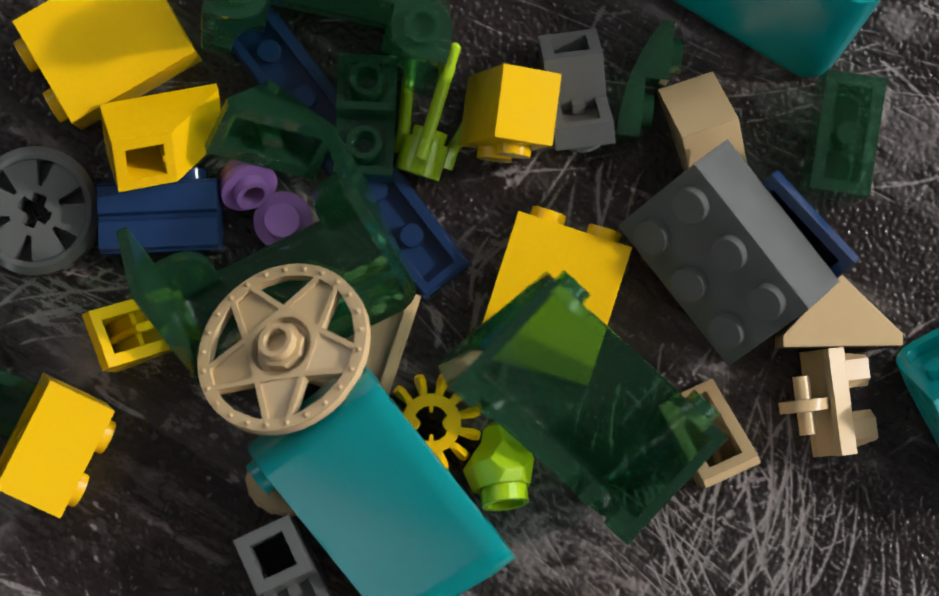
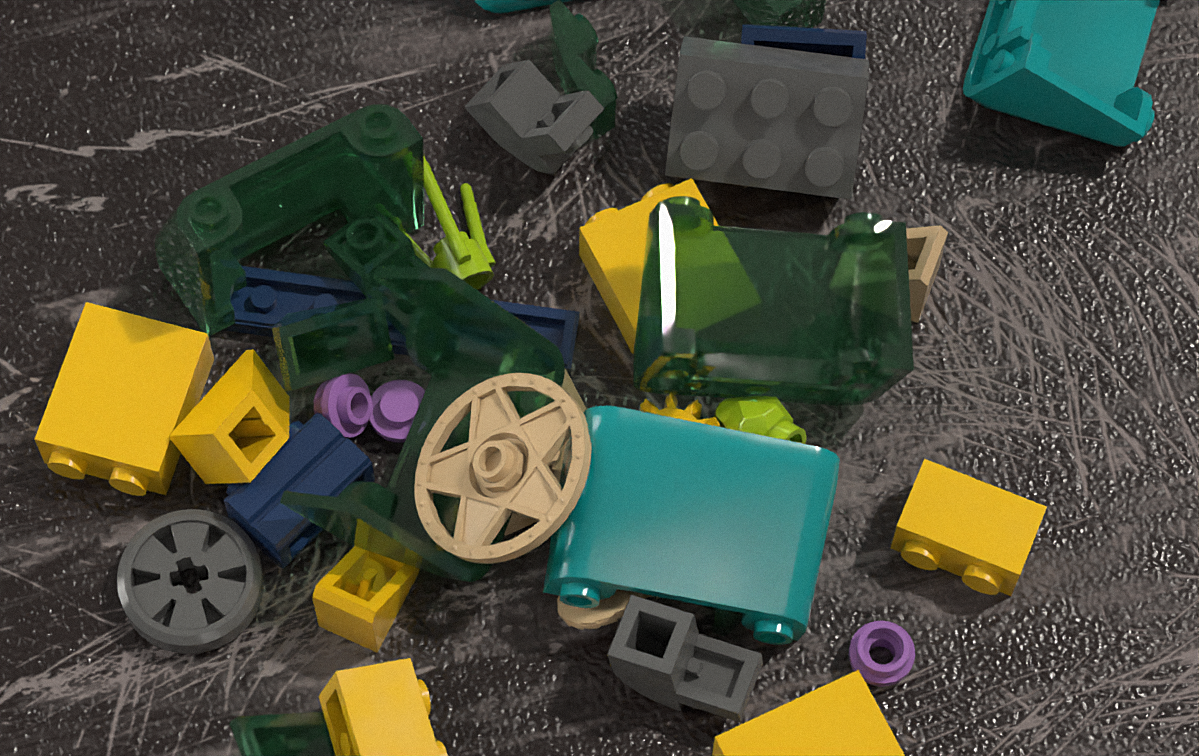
camera: 45 degrees left, 20 degrees down
(509, 112) = (499, 162): yellow brick -> none
(700, 118) = (645, 60): tan slope -> none
(825, 402) = (952, 167): tan hips -> none
(840, 320) = (901, 103): tan slope -> none

